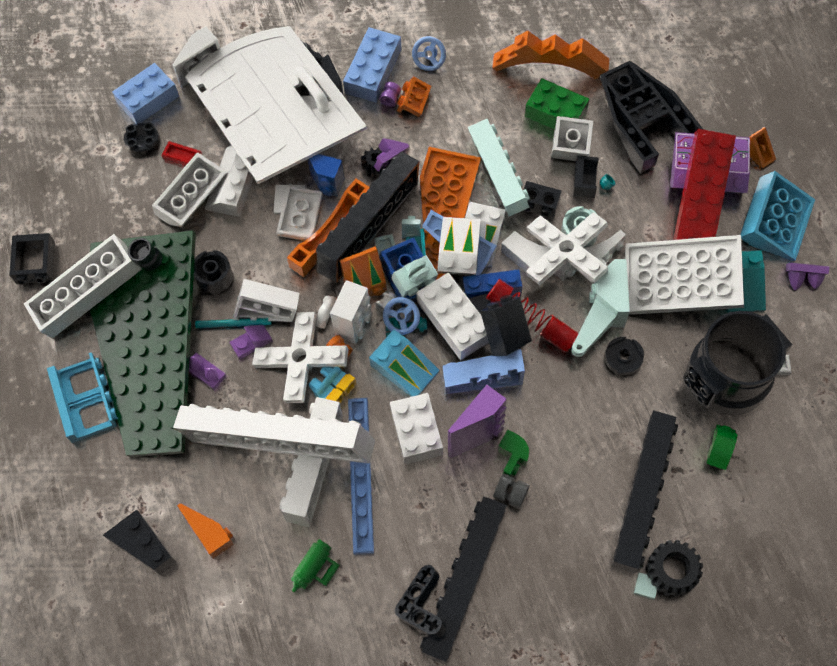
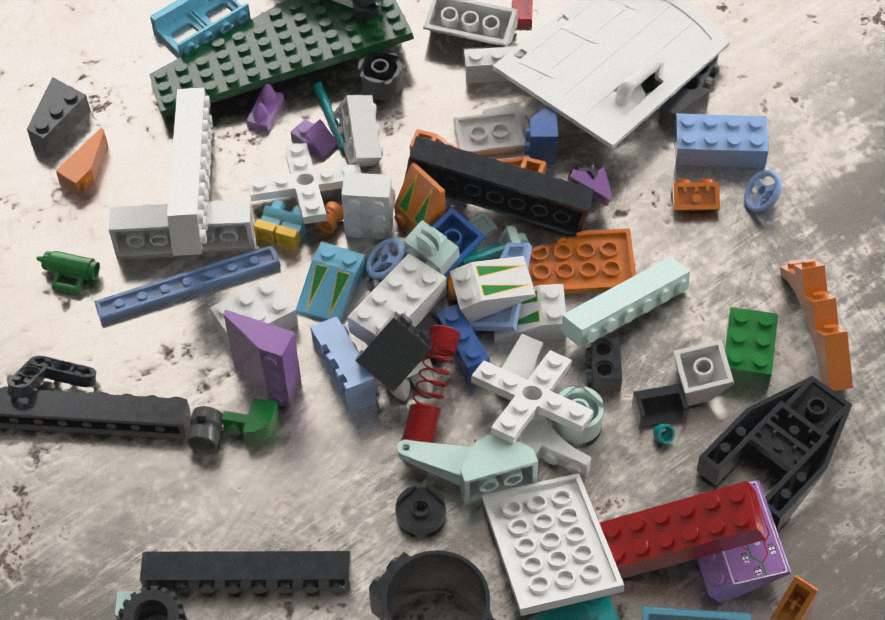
camera: 70 degrees right, 10 degrees down
(390, 94) = (688, 170): medium lavender wheel -> none

